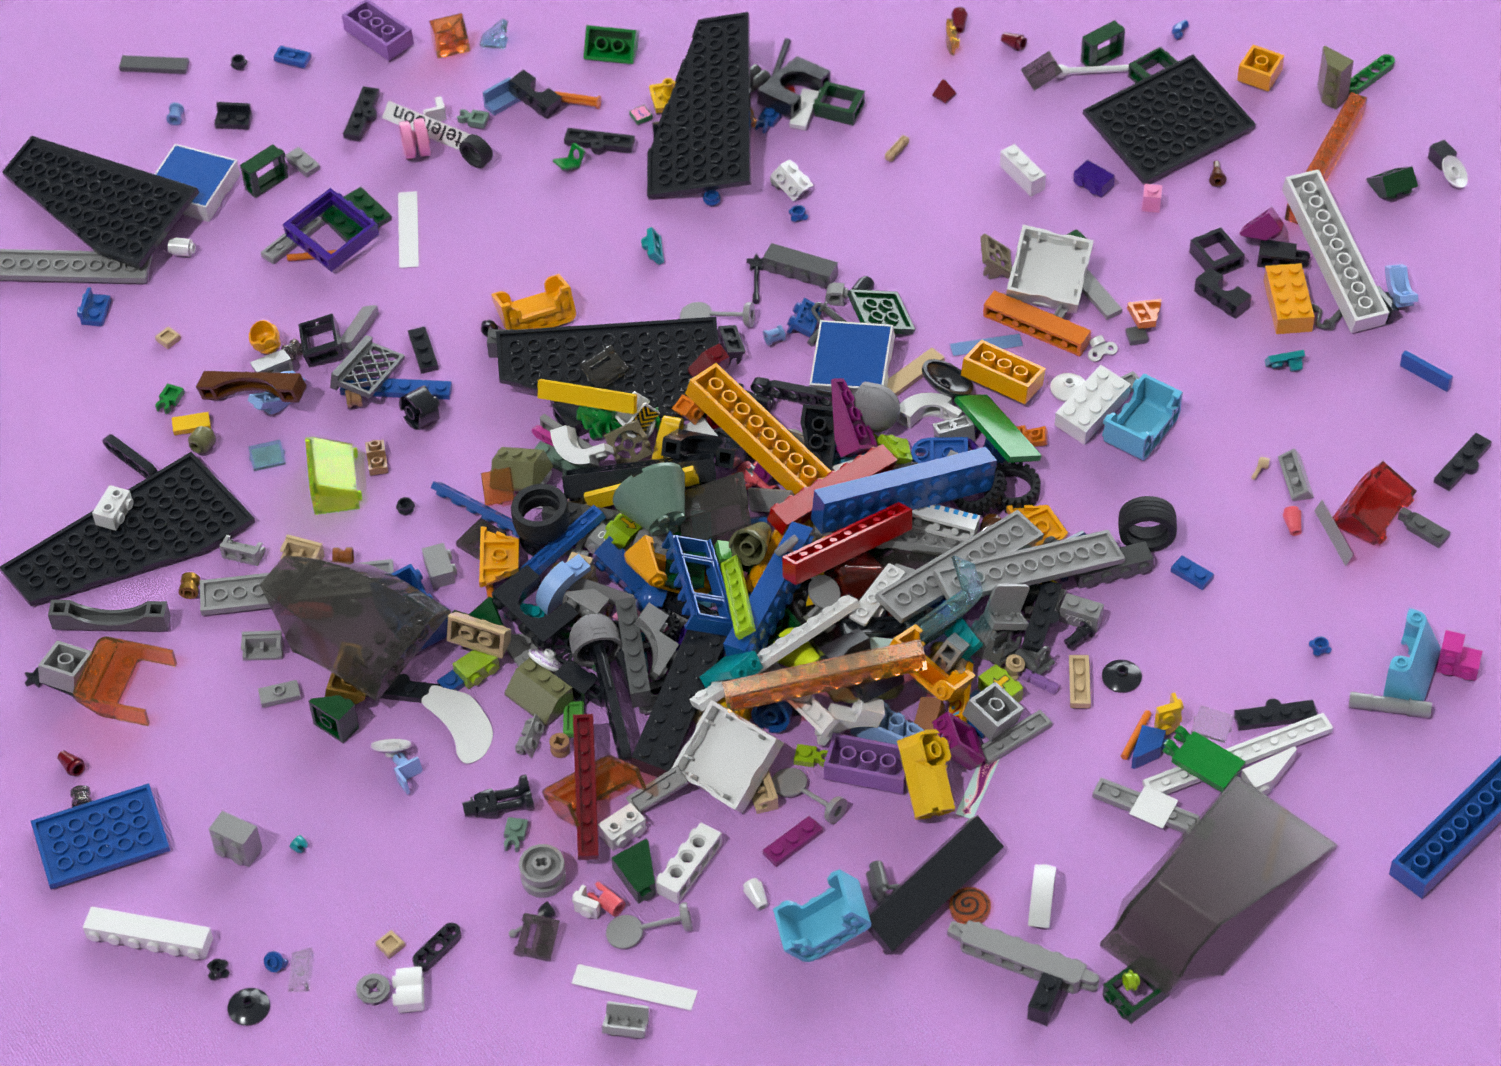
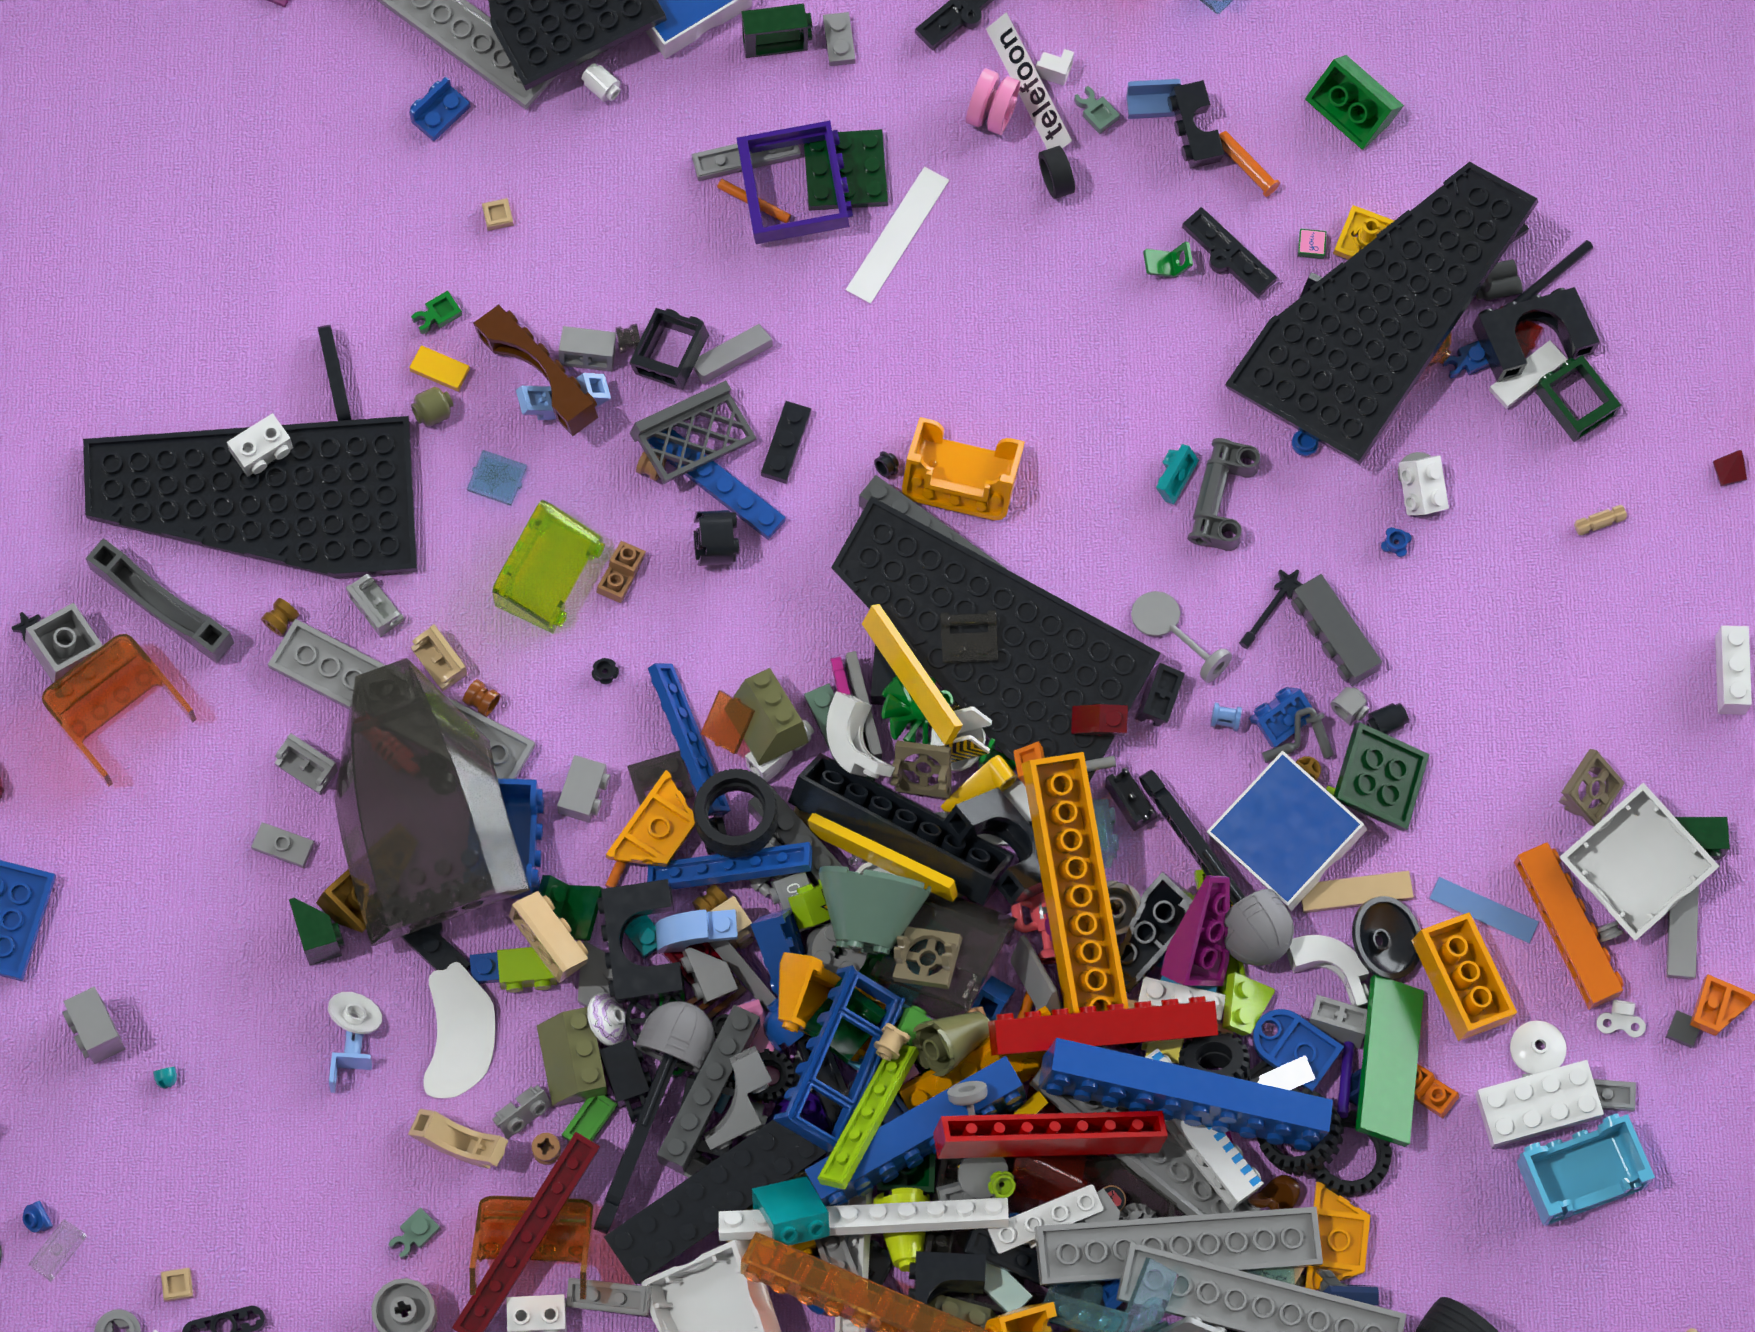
camera: 30 degrees right, 20 degrees up
(264, 337) = (604, 299): light orange hair -> none
(487, 805) = (407, 1170): black piece -> none
(507, 771) = (456, 1140): none -> tan arch
(683, 223) = (1212, 493): none -> dark grey piece
(721, 556) = (891, 1042): none -> tan brick
(724, 511) = (948, 960): none -> dark tan piece
(842, 587) = (1008, 1187): none -> lime plate

